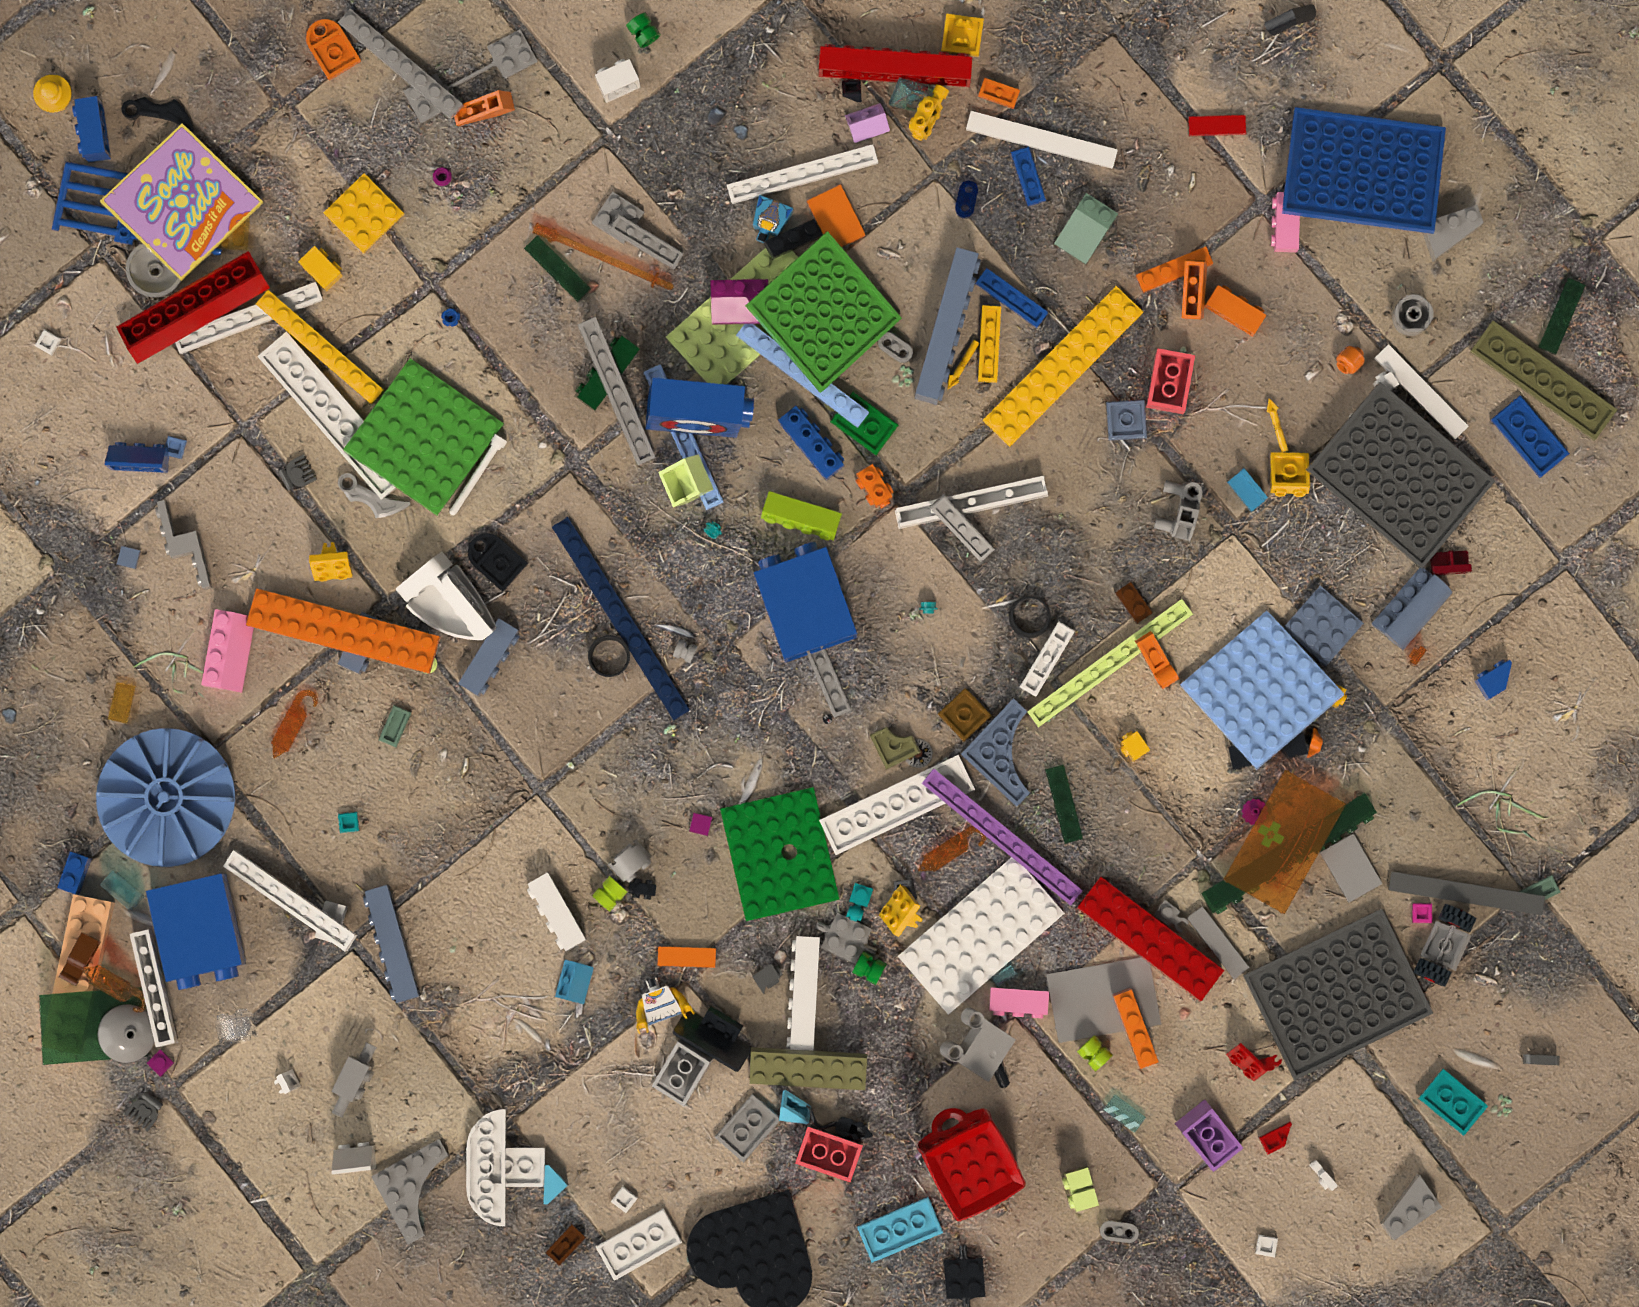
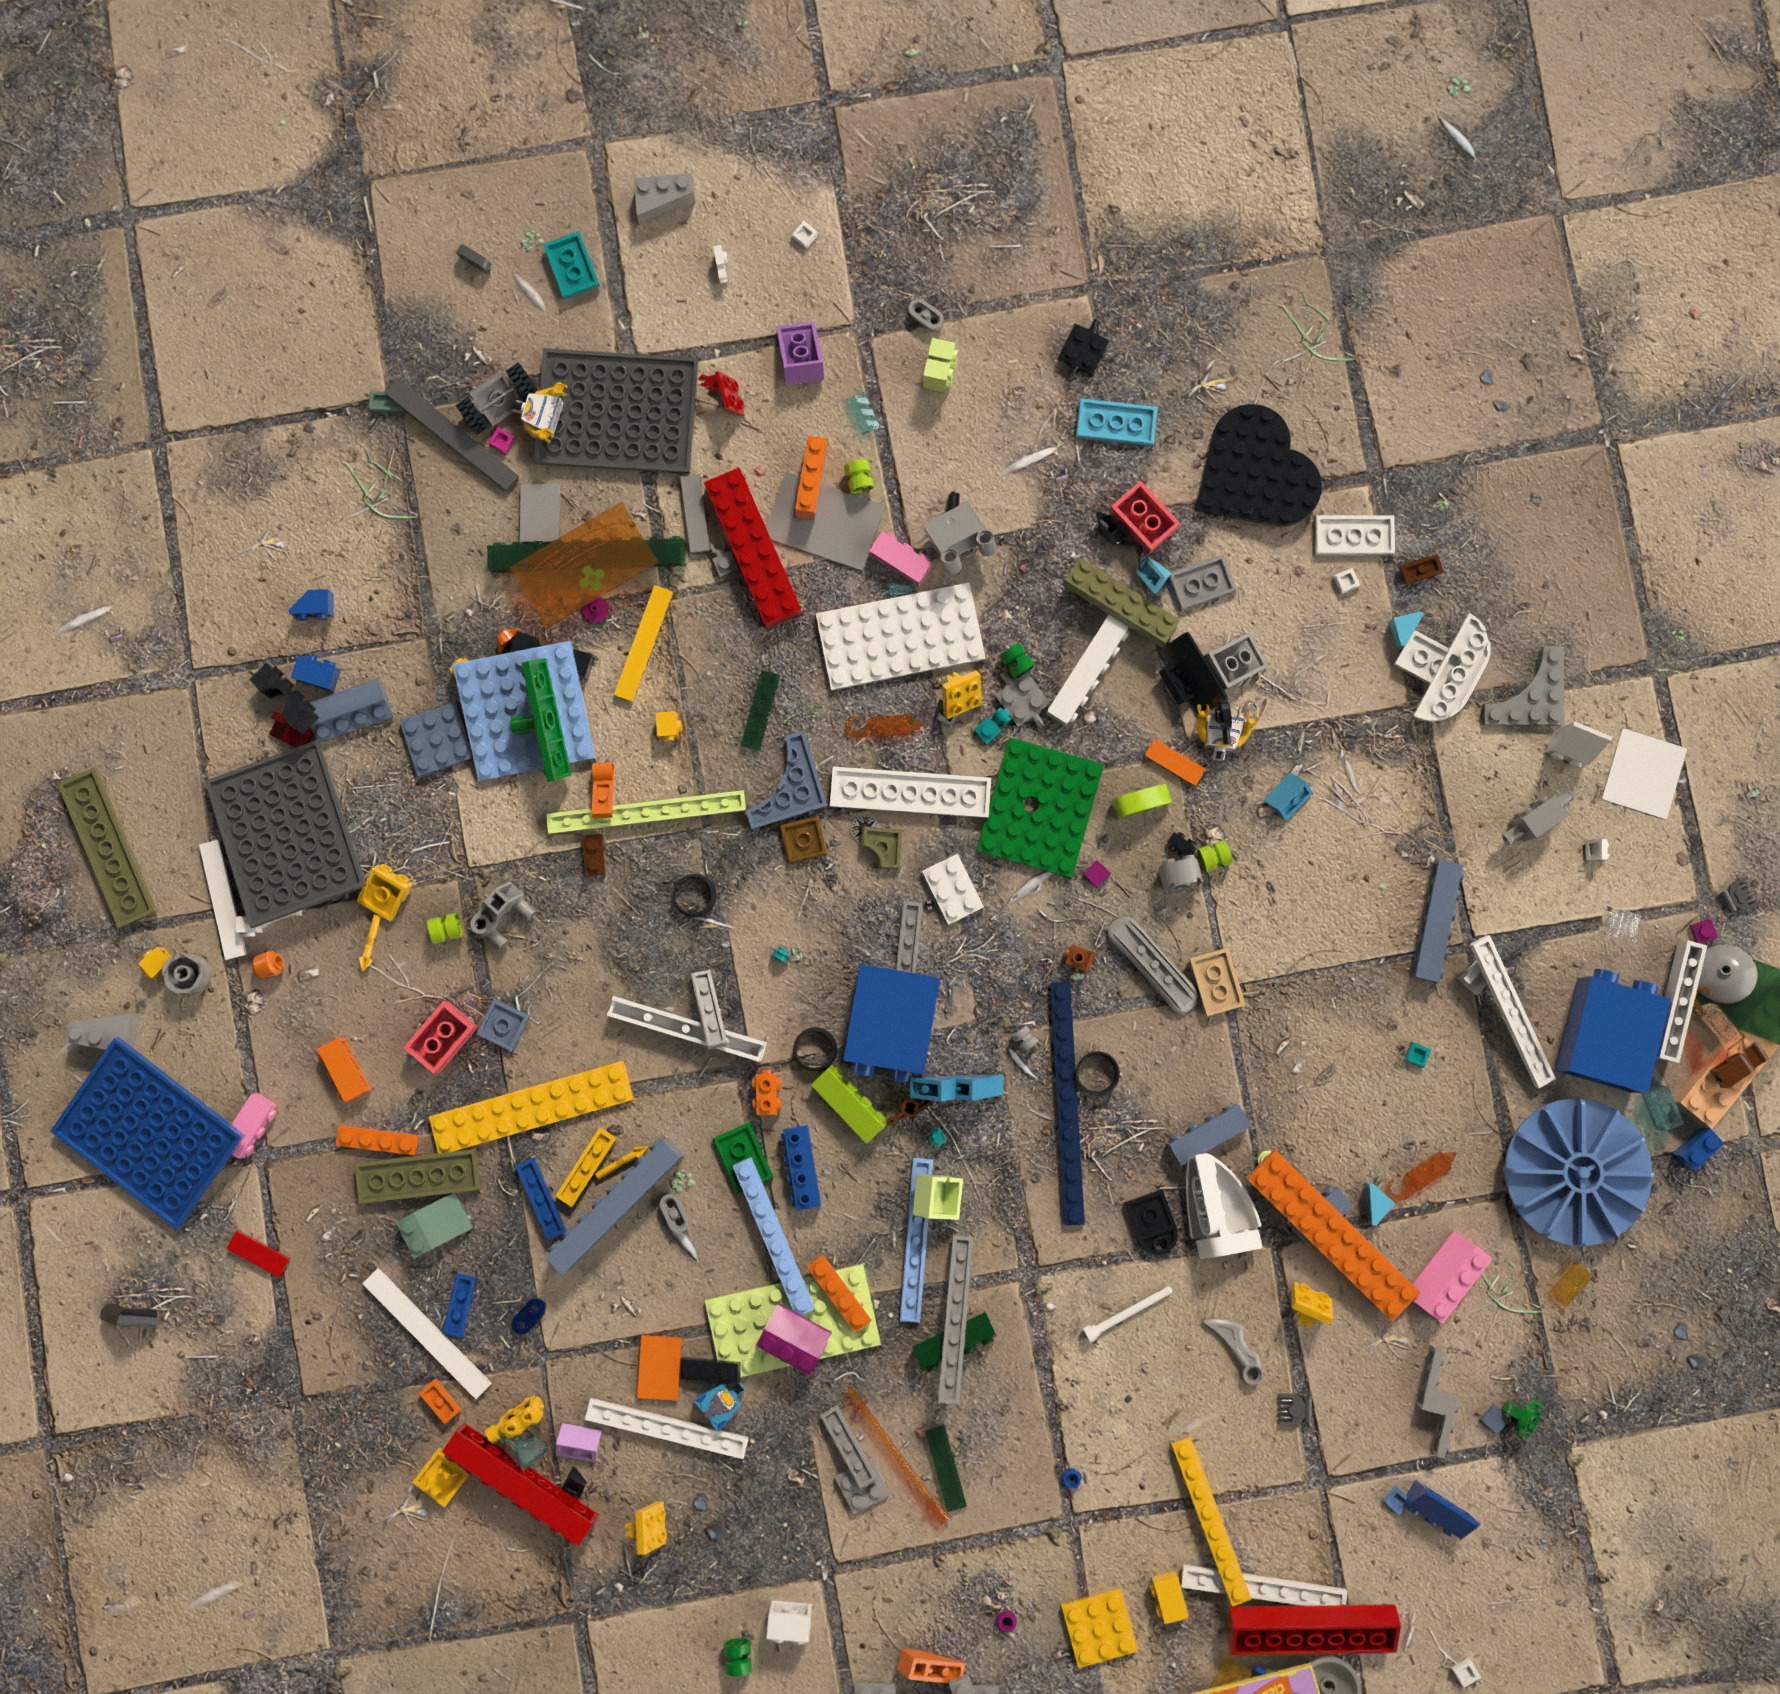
camera: 150 degrees left, 0 degrees up
(104, 571) = (1527, 1418): none -> green tile
(279, 1173) = (1644, 773): none -> white sticker
(318, 679) = (1376, 1203): none -> medium azure slope
(319, 401) = (1232, 1446): white plate -> none
(395, 726) = (1328, 1119): sand green tile -> none
(423, 437) = (1159, 1378): bright green plate -> none
(550, 789) = (1217, 982): none -> tan plate
(556, 911) = (1272, 866): white brick -> none
(611, 774) = (1153, 964): none -> light grey piece
(667, 1012) = (1224, 718): none -> black piece
(670, 746) = (1084, 964): none -> dark orange brick
(696, 906) = (1141, 801): none -> lime beam
(698, 408) = (889, 1259): blue brick -> none
(717, 579) = (956, 1087): none -> dark azure slope
(723, 358) = (839, 1293): none -> orange plate
(749, 550) = (923, 1104): none -> reddish brown piece
(767, 977) = (1112, 703): dark grey window -> none
(772, 89) = (648, 1528): none -> yellow plate
(815, 743) = (952, 889): none -> white plate
(823, 312) = (721, 1284): bright green plate -> none
(851, 563) = (829, 1035): none -> black tyre
(970, 1162) = (1026, 433): red piece -> none
(1002, 836) = (833, 711): medium lavender plate -> none
(1047, 659) = (700, 847): white plate -> none
(1123, 259) = (417, 1176): none -> olive plate
(1194, 289) = (368, 1110): orange brick -> none
(1196, 805) = (643, 643): none -> yellow tile
(1220, 472) = (445, 928): none -> lime wheel
(1238, 687) = (543, 720): none -> green plate
(1247, 490) = (430, 898): dark azure panel -> none
(1275, 1139) = (743, 320): red tile -> none
(1398, 953) = (542, 411): none -> torso
(1415, 655) = (370, 665): clear orange plate -> none
(1444, 309) = (153, 962): none -> yellow brick
(1449, 580) = (296, 710): none -> black arch
(1458, 623) = (316, 673): none -> blue brick
(1530, 436) = (151, 804): blue tile -> none
(1561, 316) = (55, 897): clear green tile -> none

